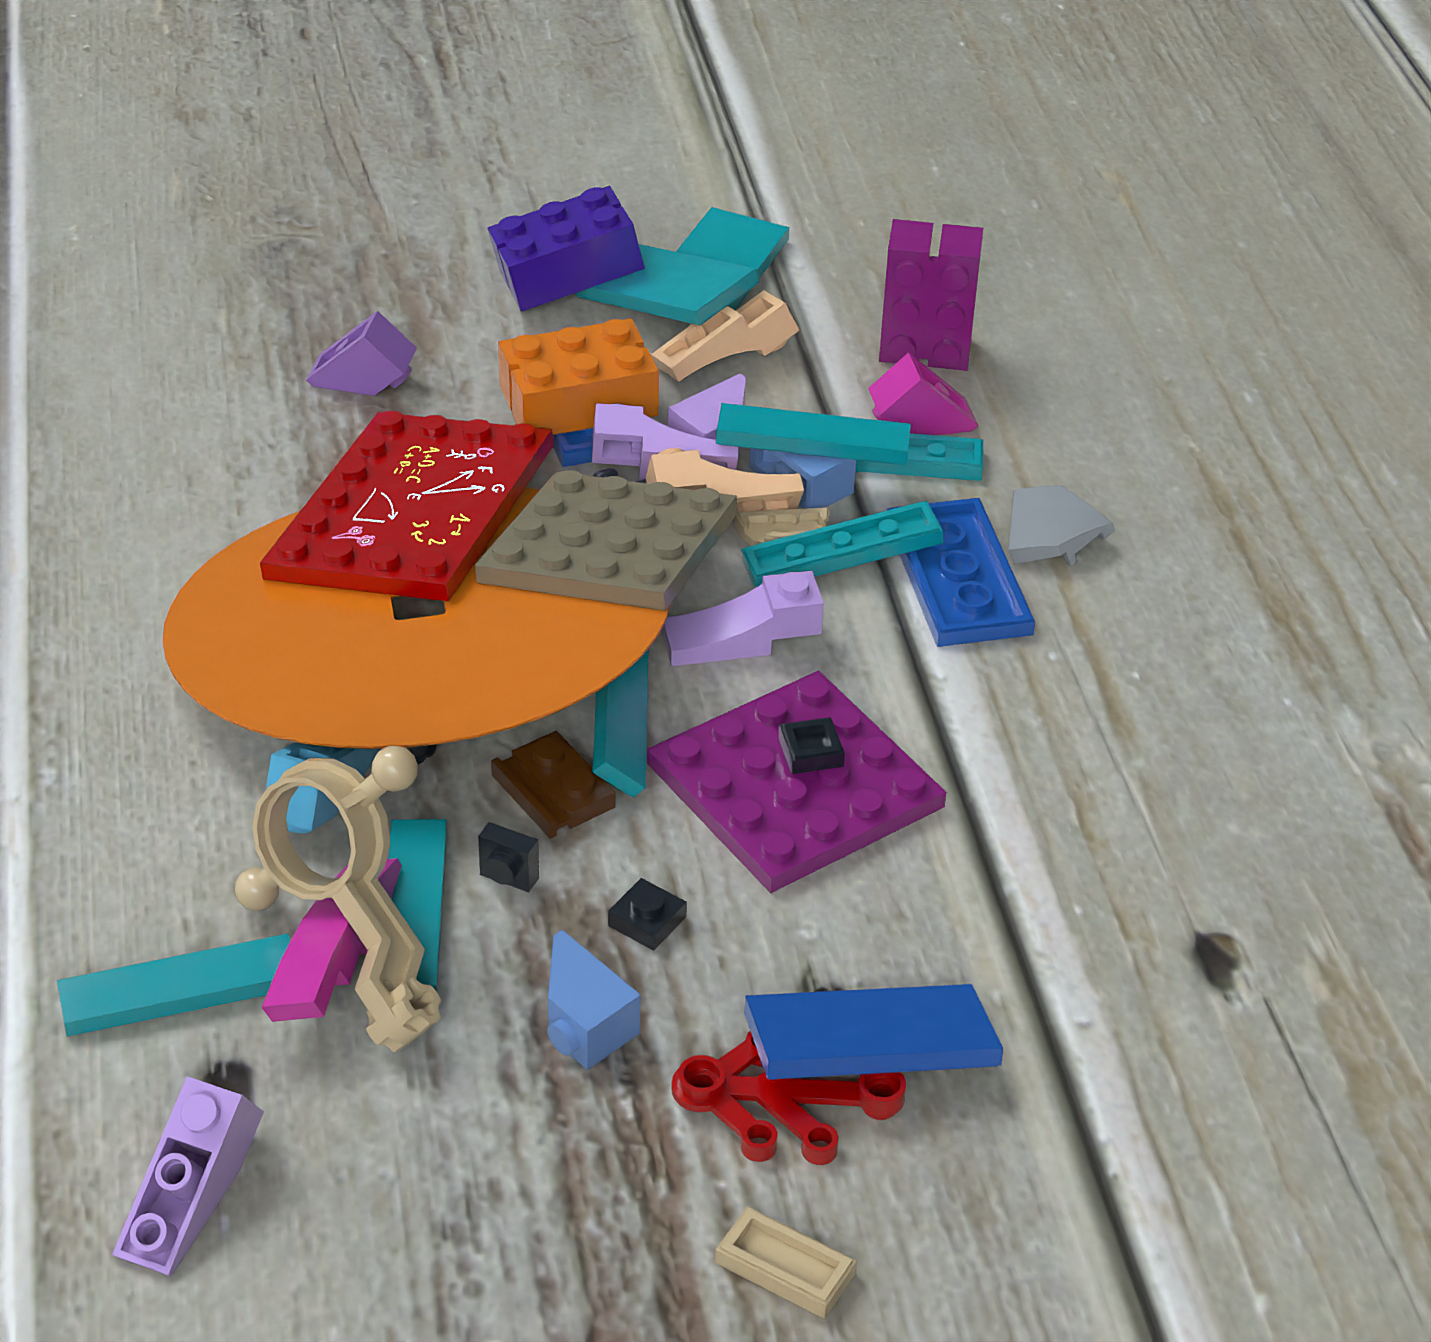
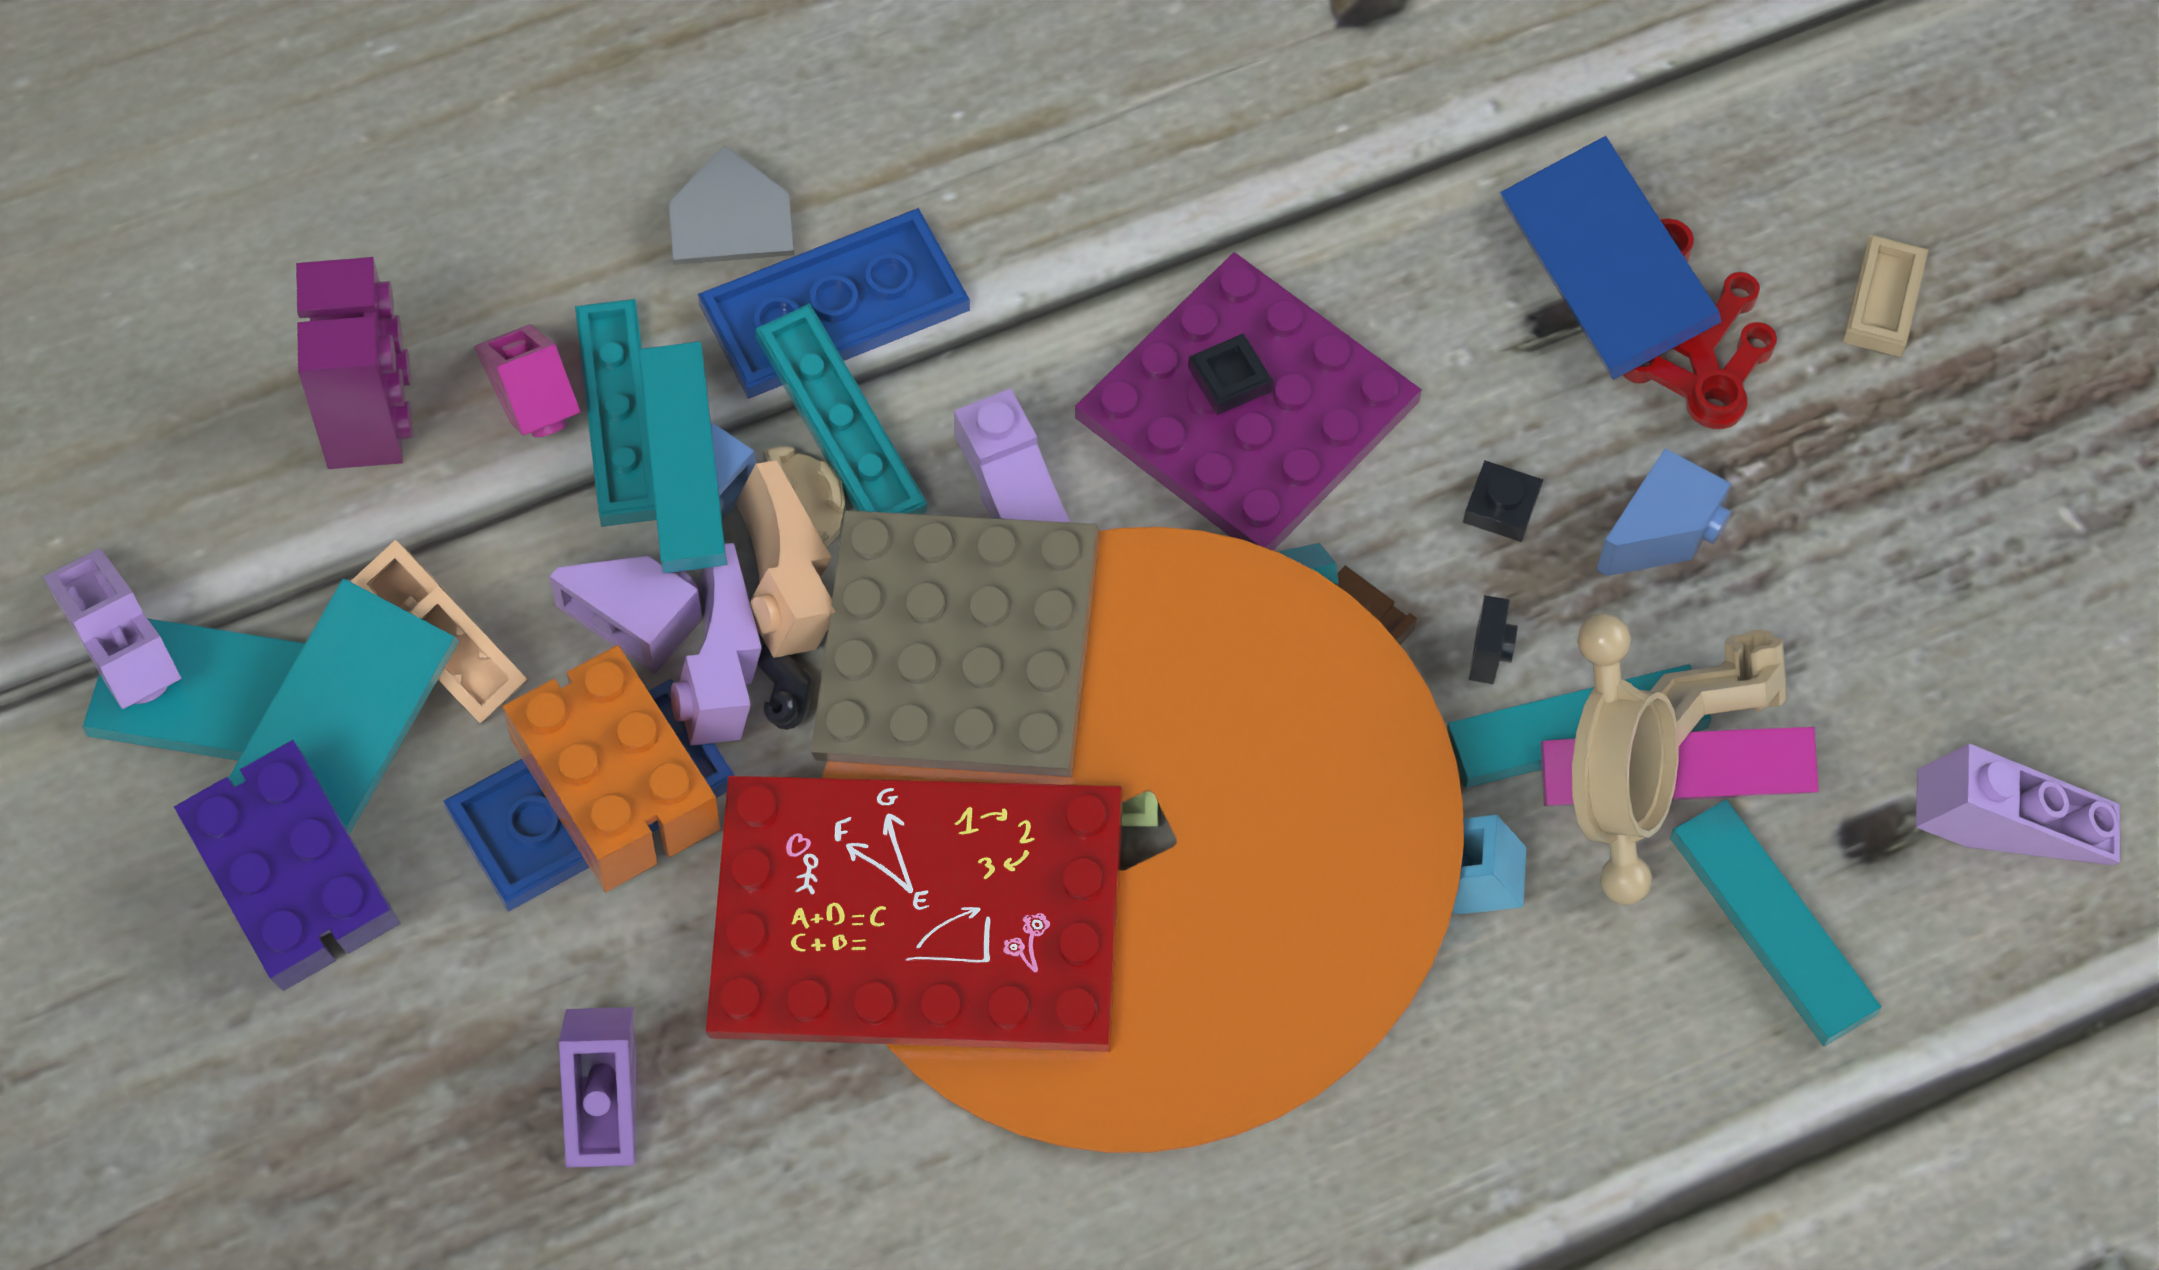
camera: 105 degrees left, 20 degrees up
(769, 207) = (113, 629): none -> lavender slope

